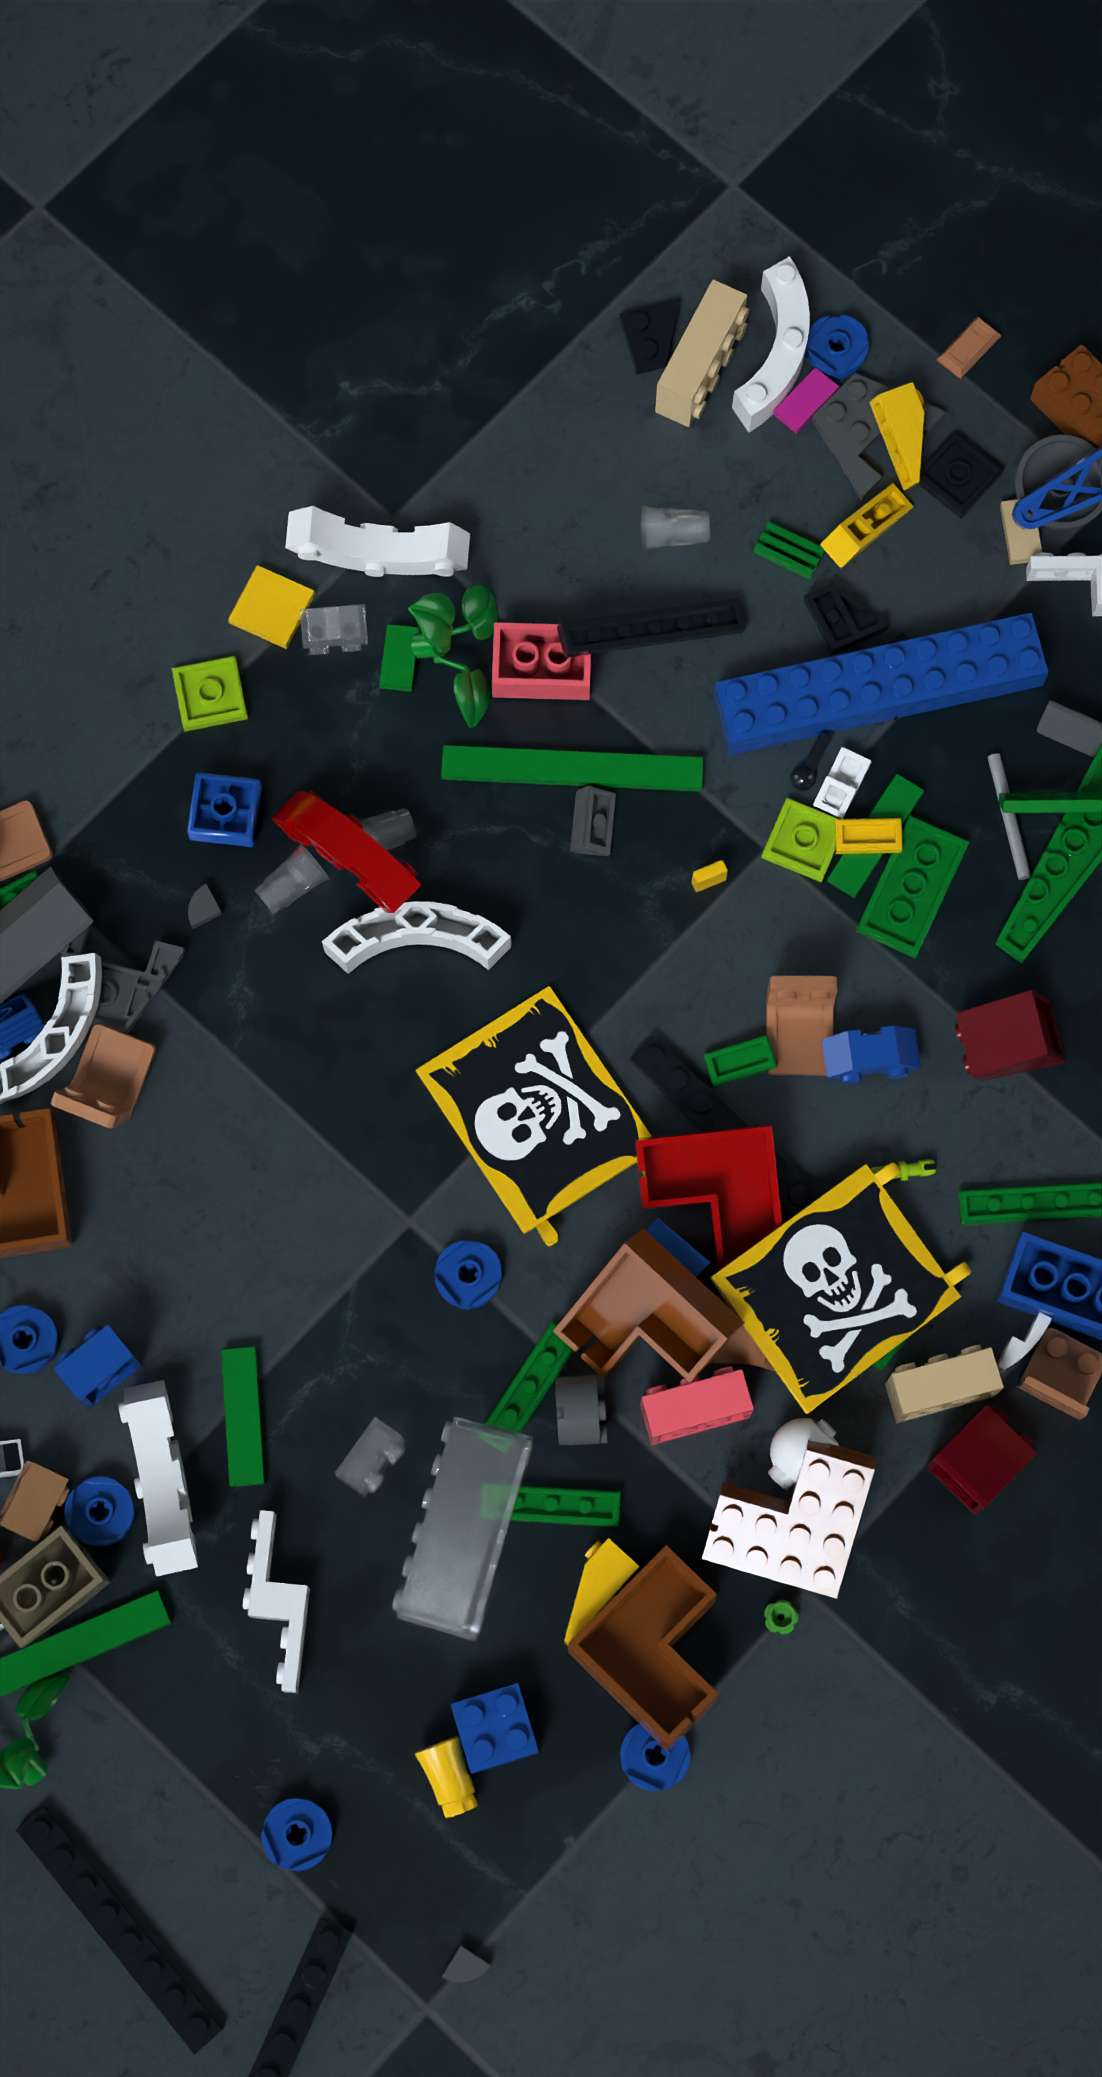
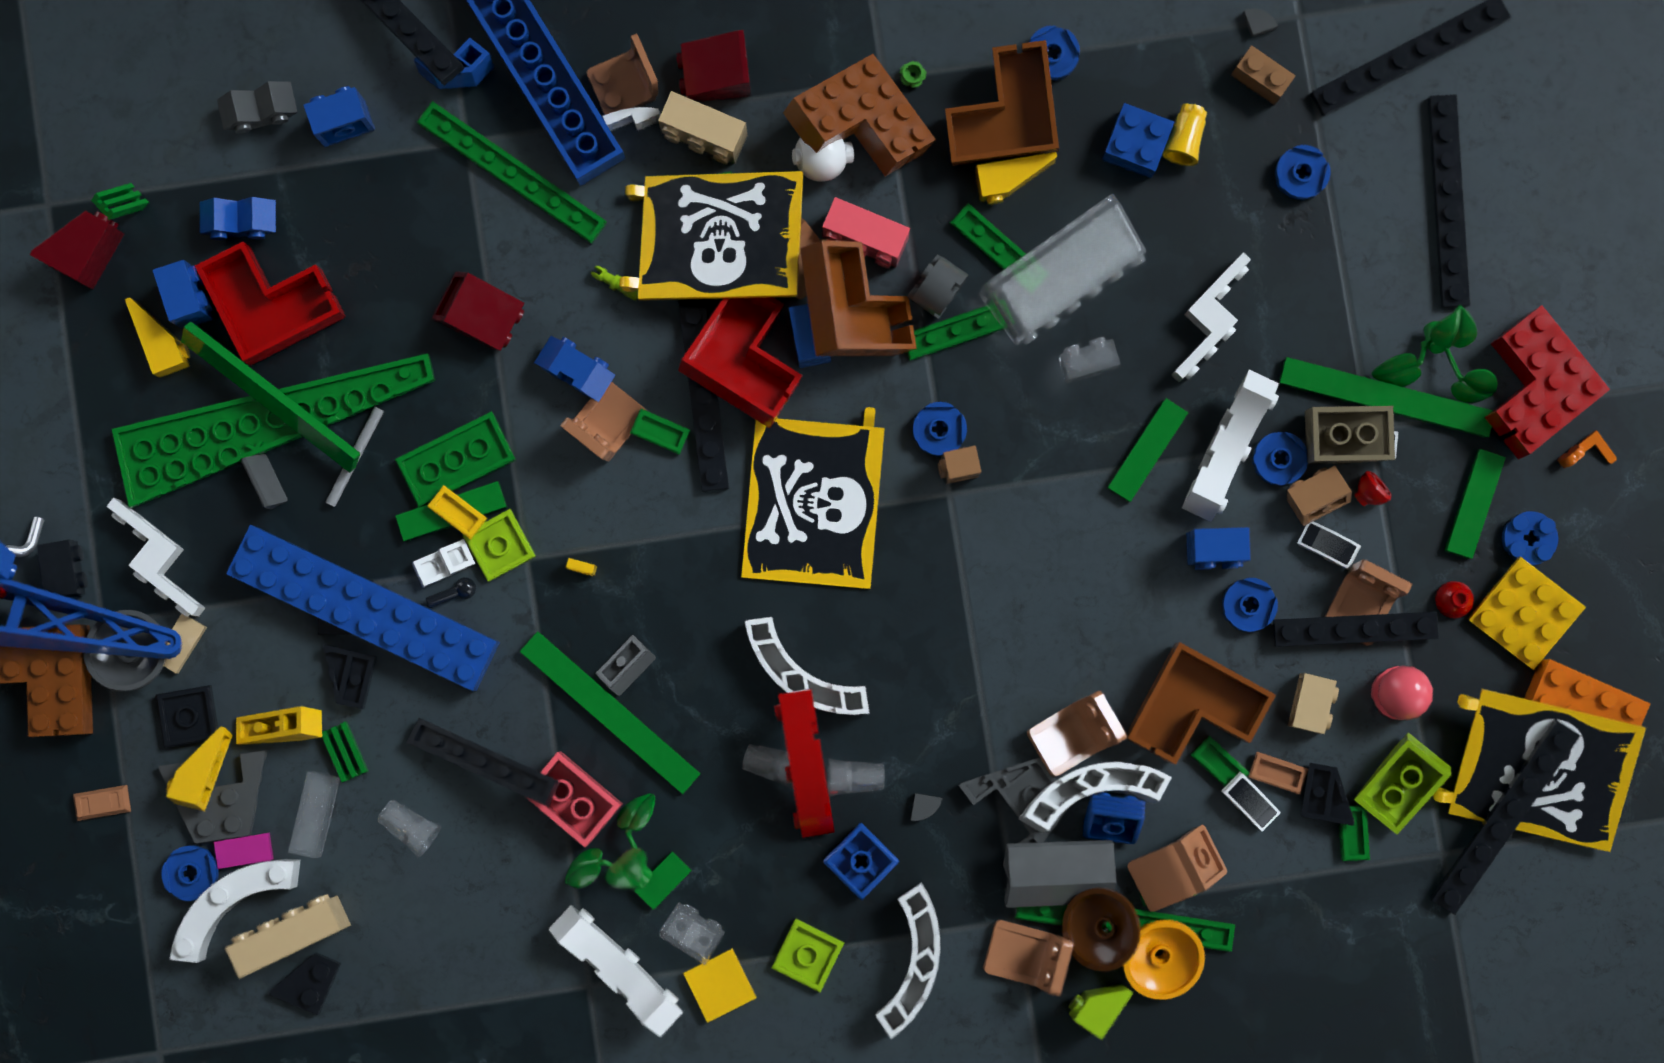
camera: 145 degrees left, 10 degrees up
(104, 781) = (923, 964): none -> white brick
(416, 1906) = (1263, 75): none -> medium nougat brick
(419, 1248) = (959, 465): none -> medium nougat brick
(768, 474) = (314, 814): none -> clear brick

